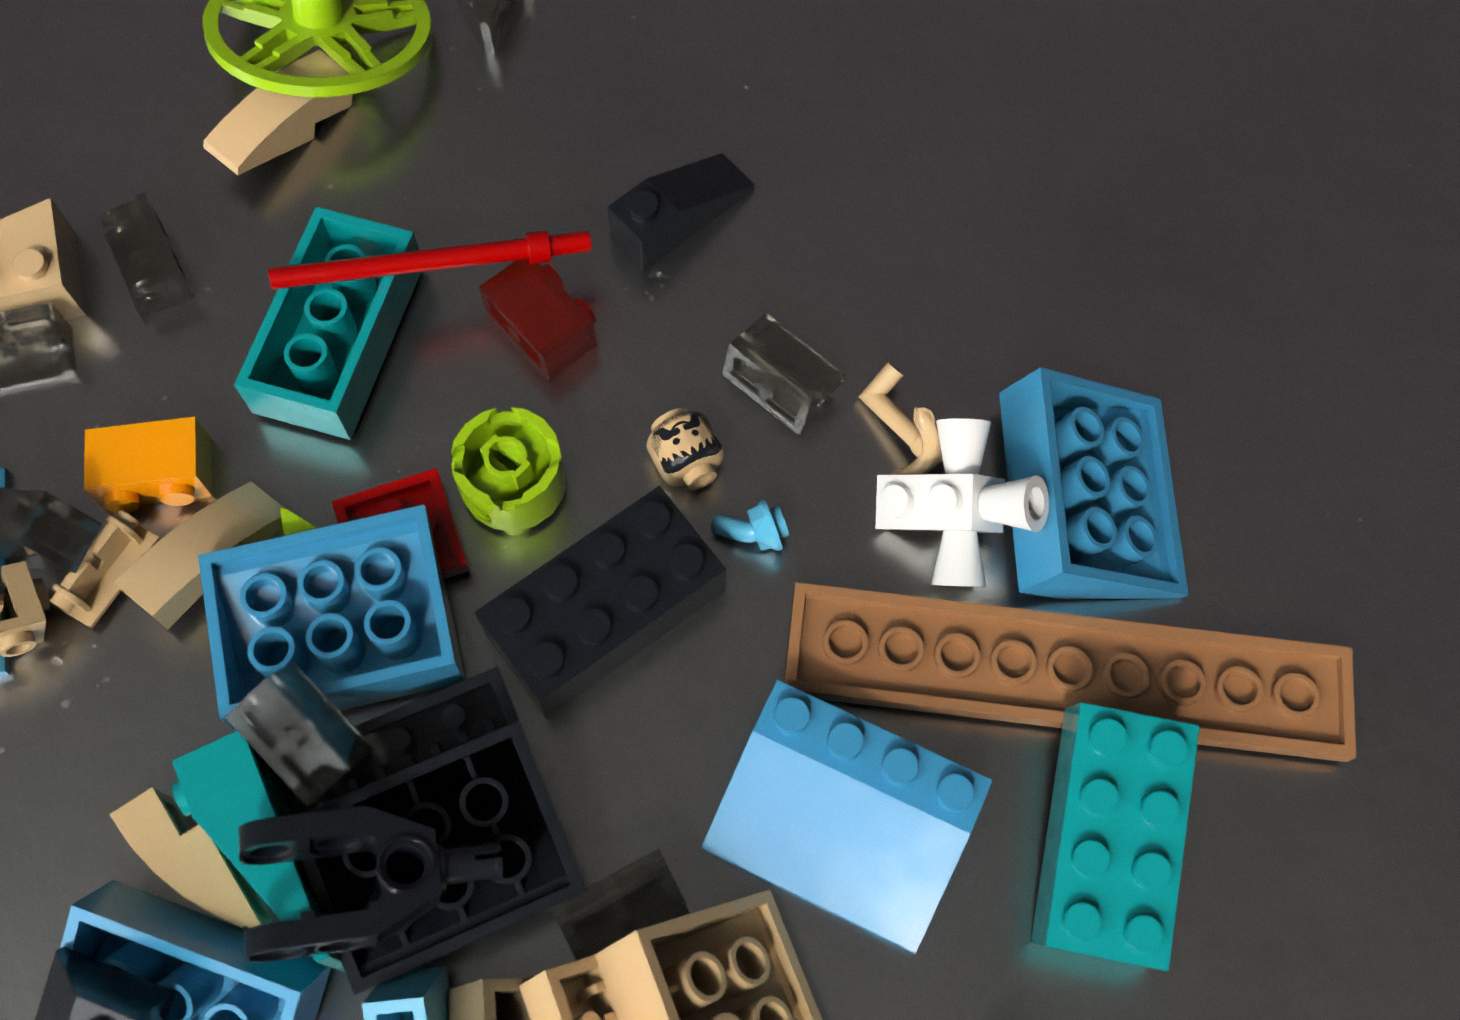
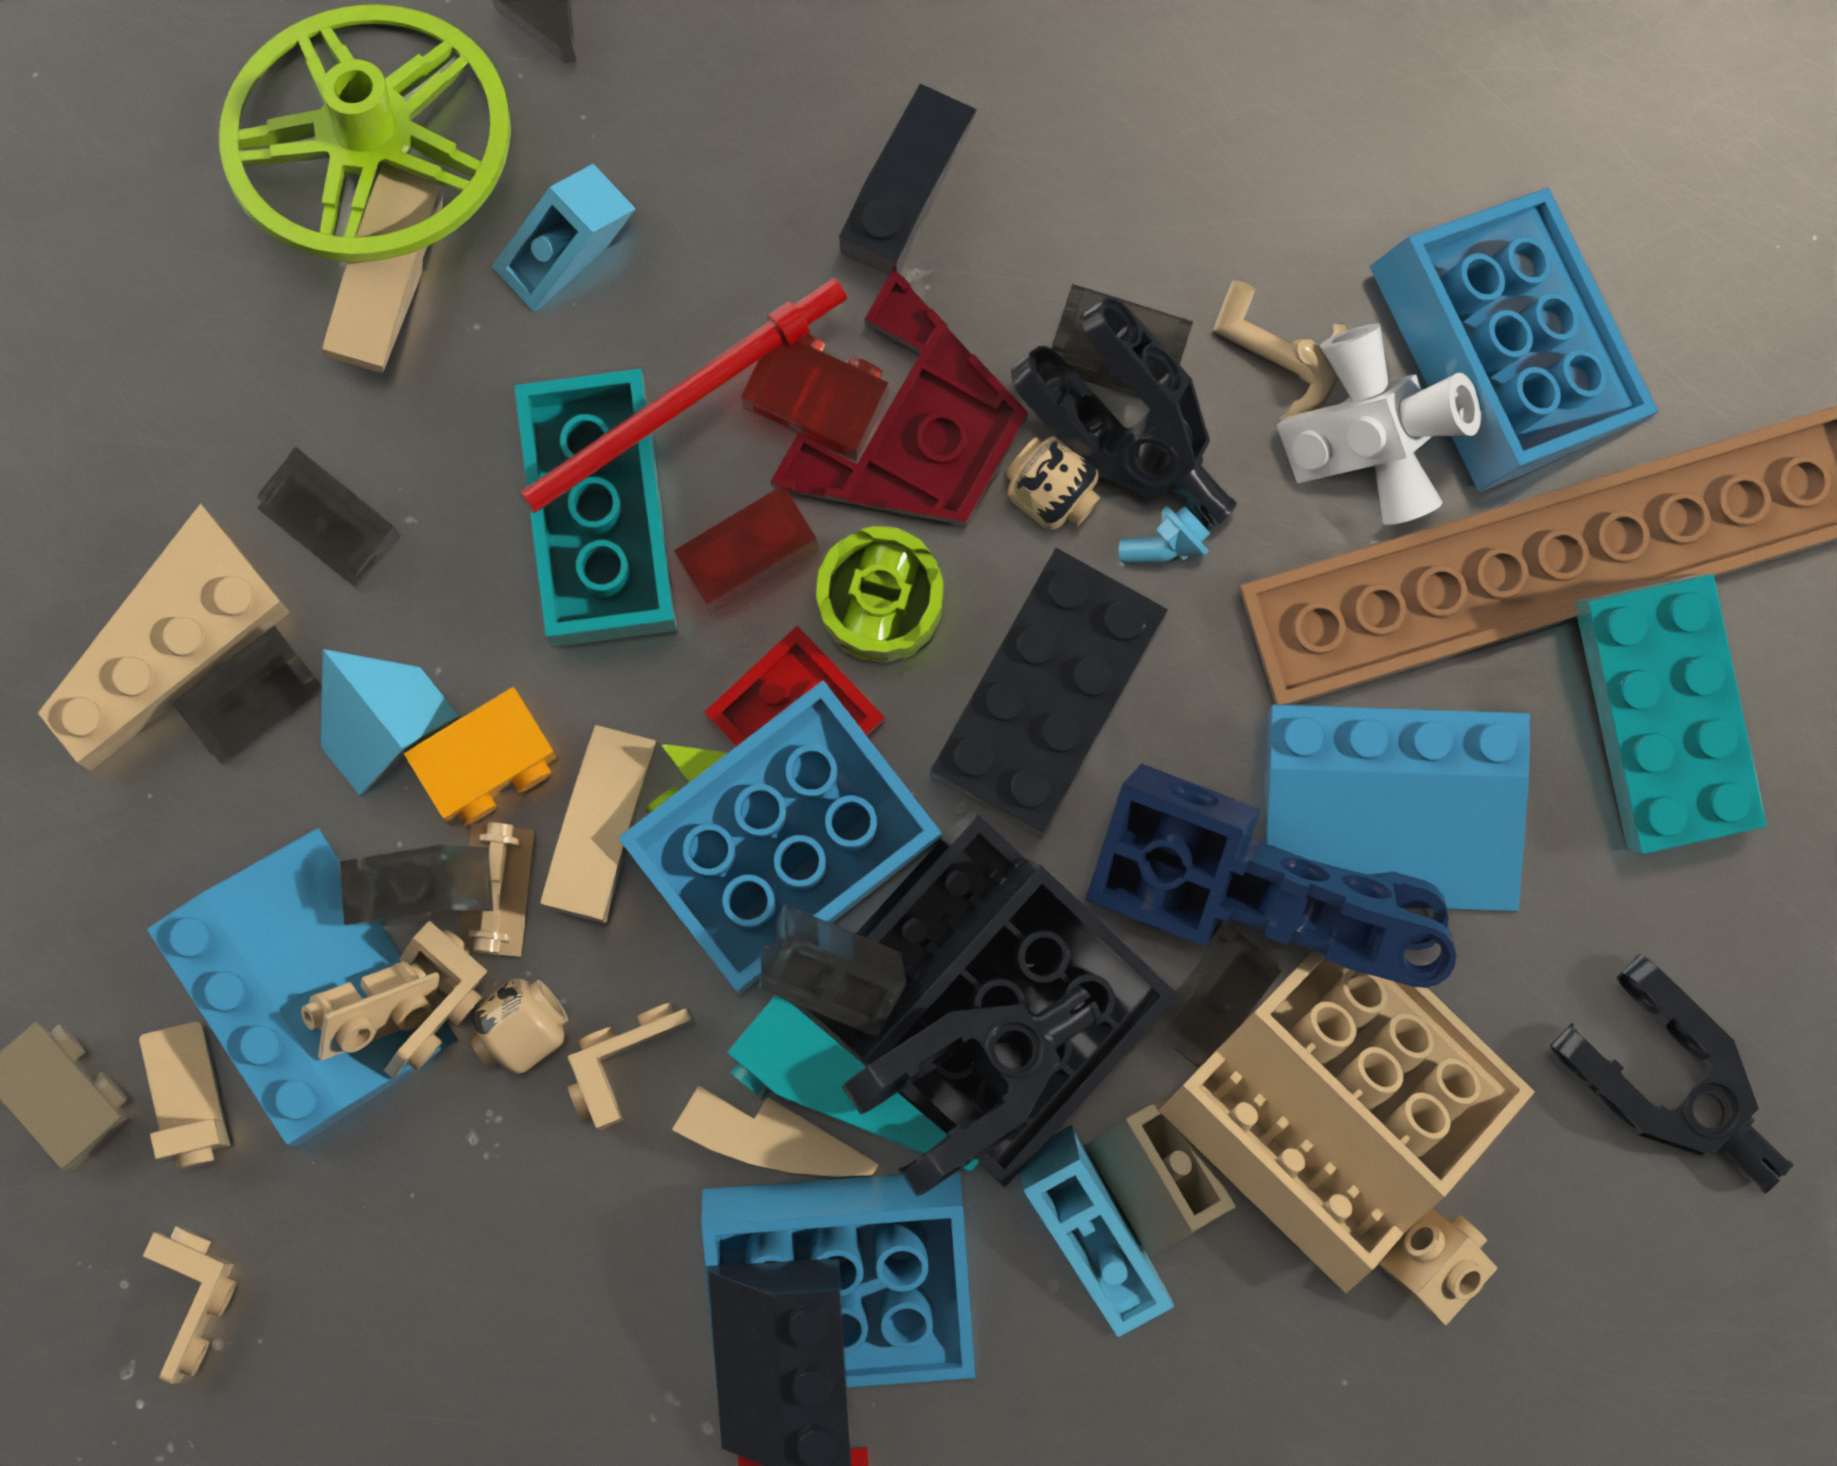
camera: 20 degrees left, 15 degrees up
(49, 677) = (518, 1025): none -> tan head
(79, 755) = (592, 1092): none -> tan bracket
(91, 394) = (376, 714): none -> medium azure slope
(418, 142) = (562, 235): none -> medium azure slope
(425, 397) = (746, 549): none -> clear red brick
(609, 385) = (936, 438): none -> dark red wing
(650, 785) = (1190, 862): none -> dark blue brick
(799, 426) = (1122, 452): none -> black piece

